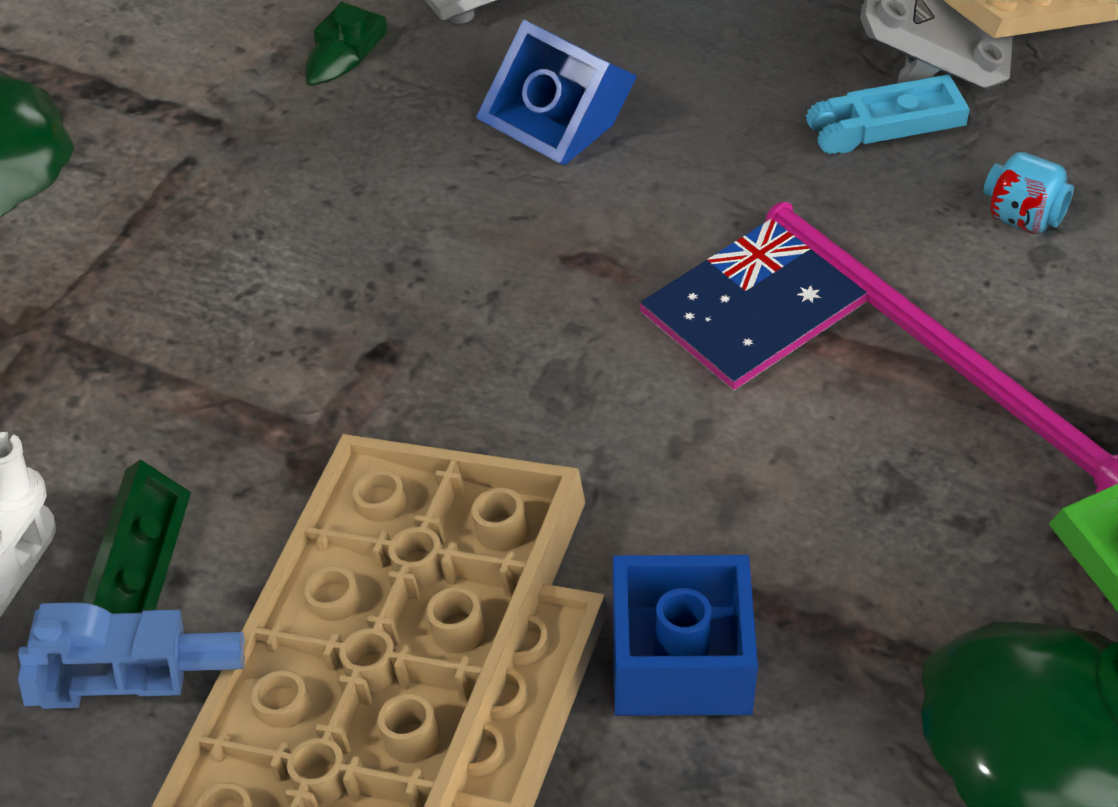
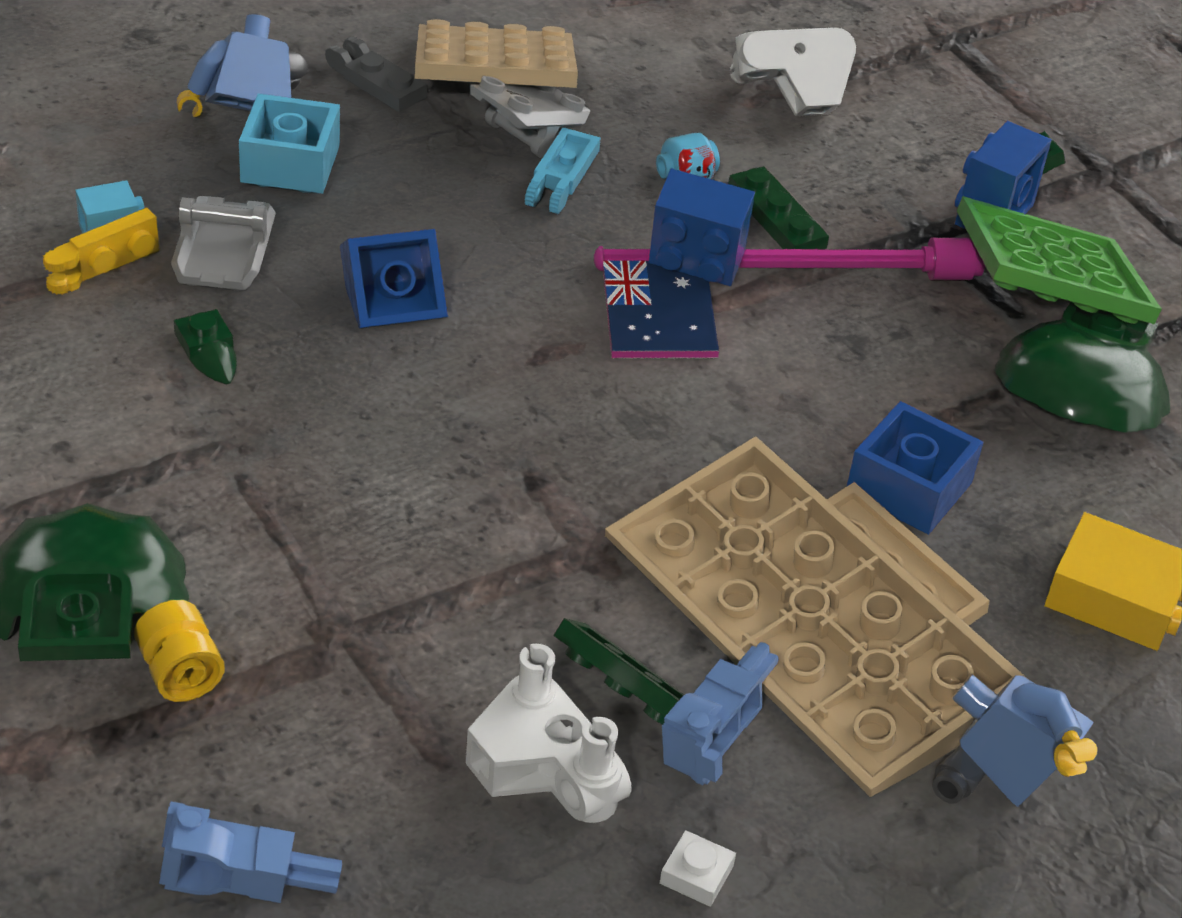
camera: 60 degrees left, 5 degrees down
(855, 242) = (701, 227): none -> blue brick
(1047, 311) = (780, 212): none -> dark green plate

